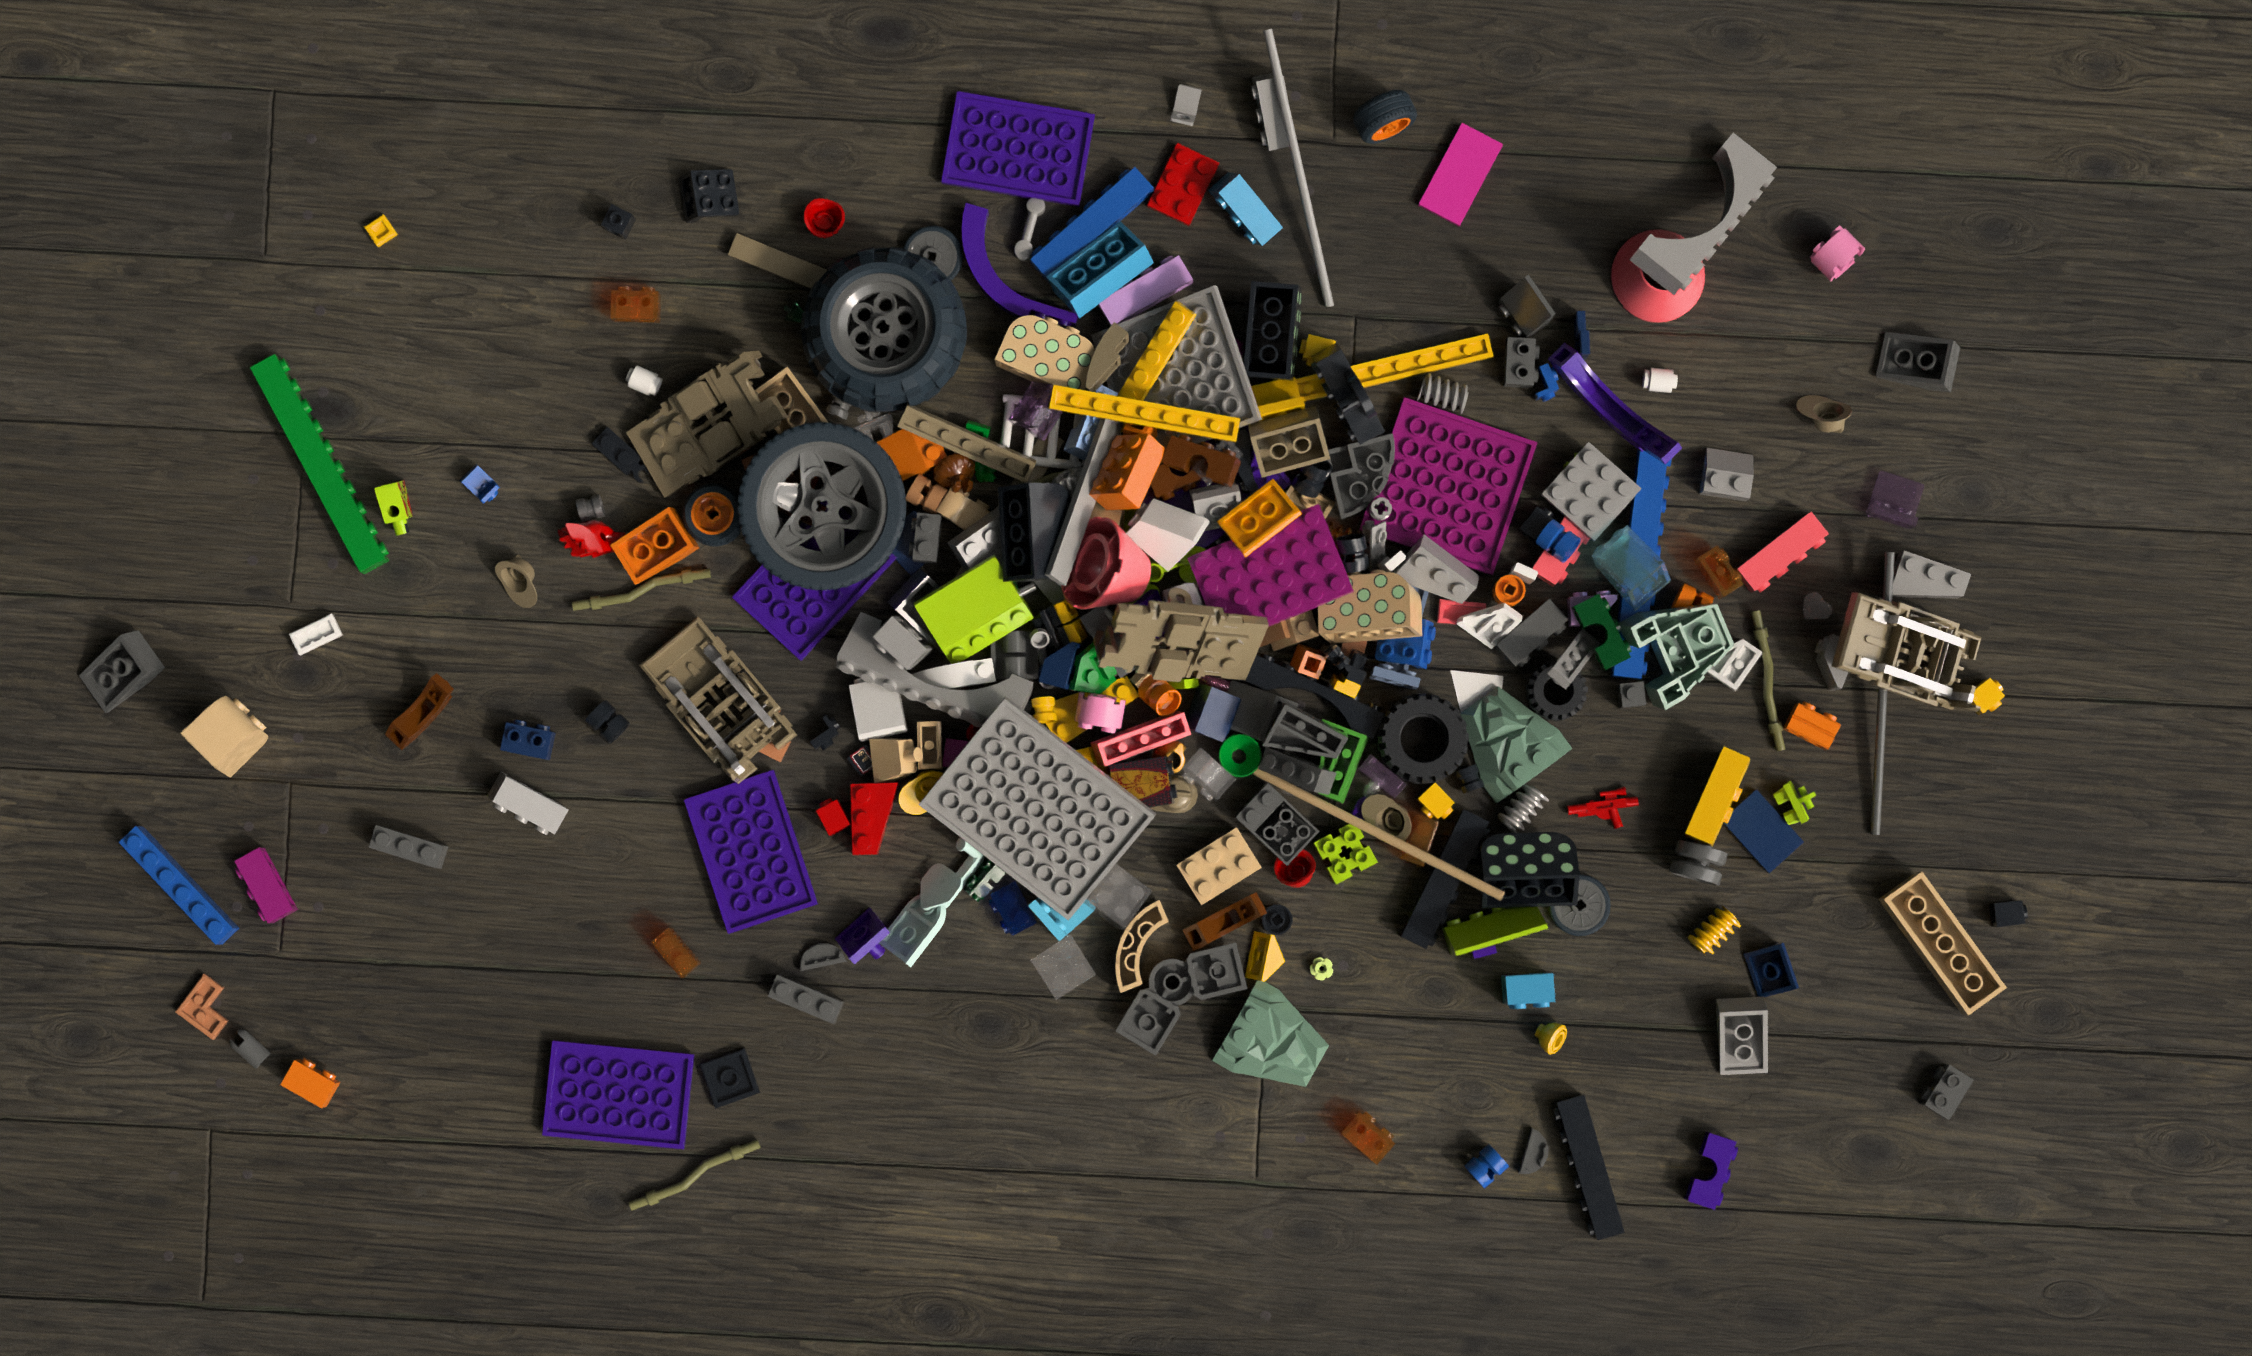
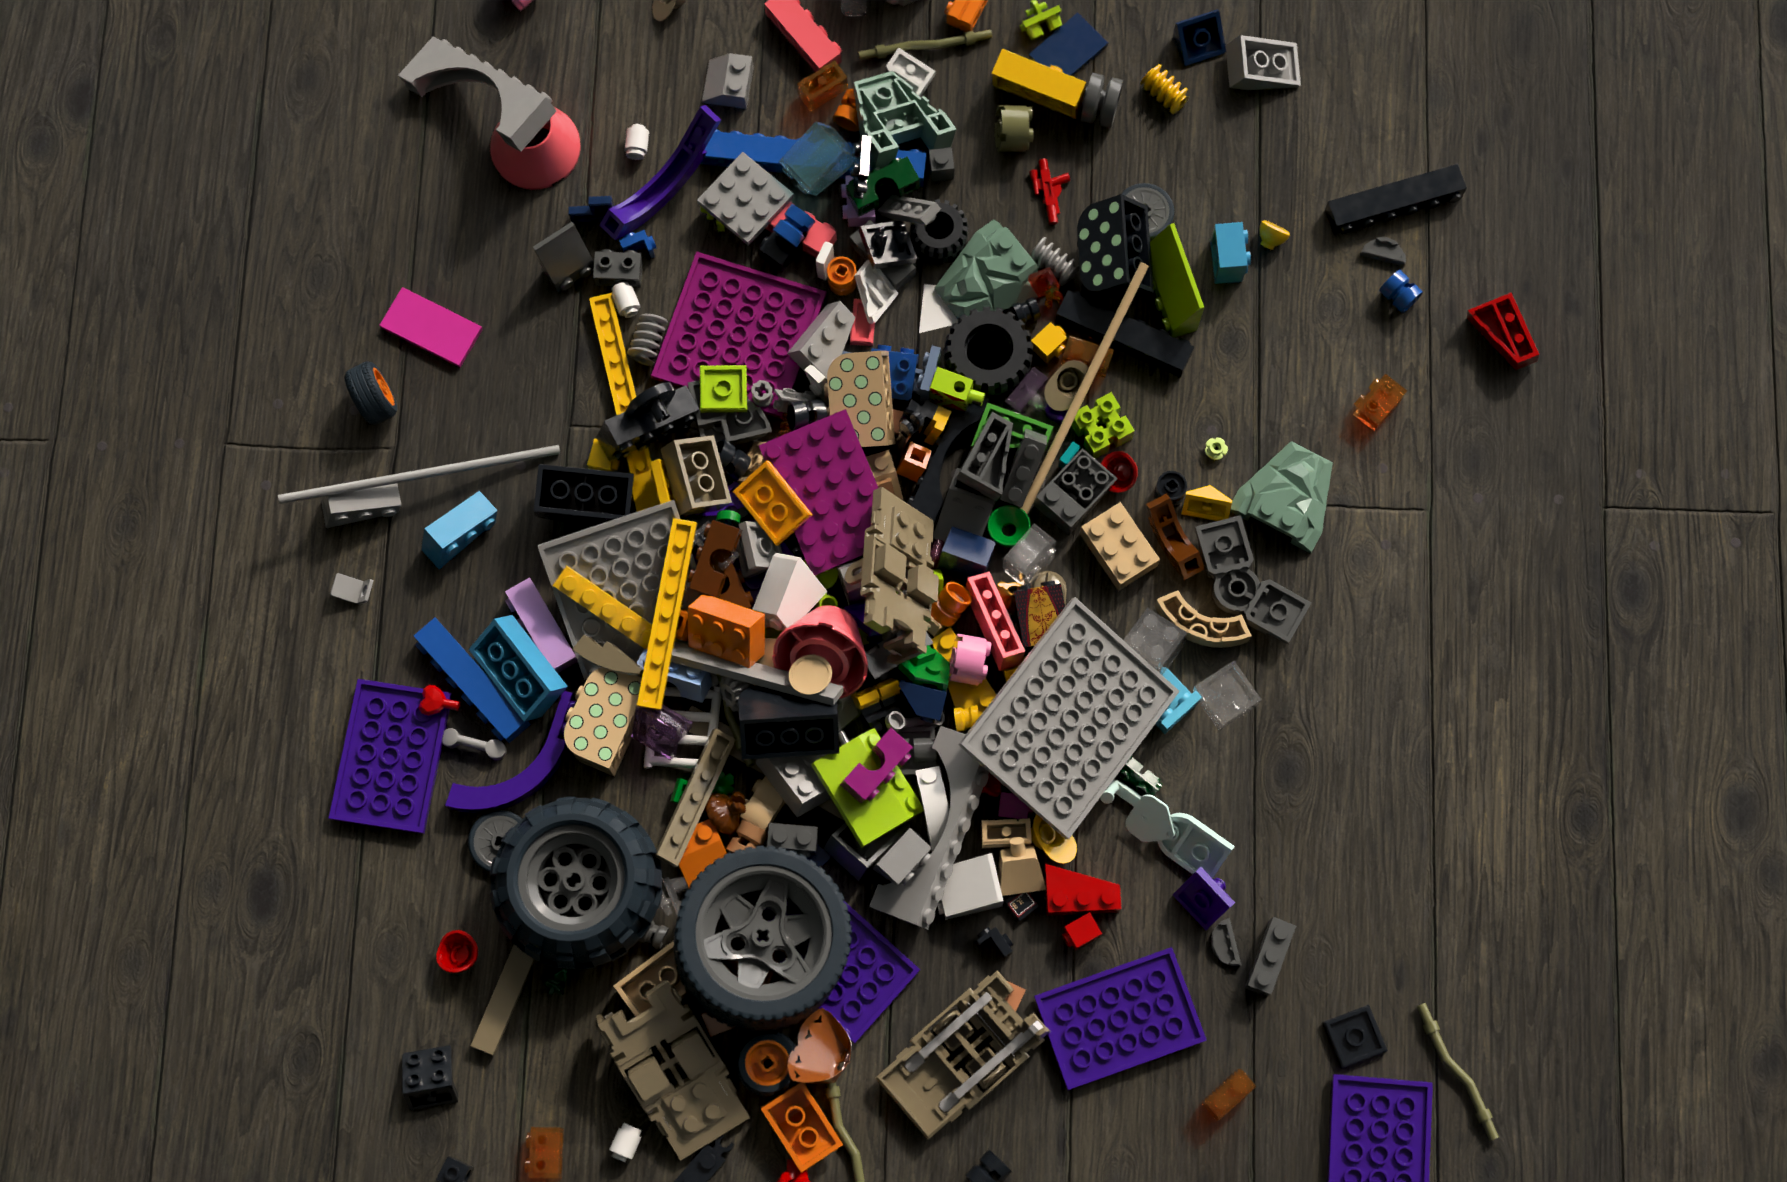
camera: 90 degrees left, 10 degrees down
(721, 563) = (821, 1051): none -> dark orange piece
(1003, 634) = (863, 782): none -> magenta arch
(1013, 909) = (1168, 749): clear blue bracket -> none
(1069, 190) = (435, 701): none -> red rock
(1076, 552) = (810, 674): none -> tan piece
(1183, 184) = (433, 592): red plate -> none
(1244, 474) = (728, 517): none -> green tile
(1314, 819) = (1069, 454): none -> teal tile
(1379, 692) = (954, 390): none -> lime torso
(1385, 469) = (723, 388): none -> lime tile
(1441, 1272) = (1505, 330): none -> red wedge
(1486, 370) = (625, 299): none -> white brick
(1495, 799) = (1046, 285): none -> clear red plate
(1536, 636) = (887, 244): none -> black plate
(1614, 608) = (860, 167): none -> black plate
(1668, 769) = (1013, 129): none -> olive brick
(1708, 1191) = (1410, 91): dark purple arch -> none

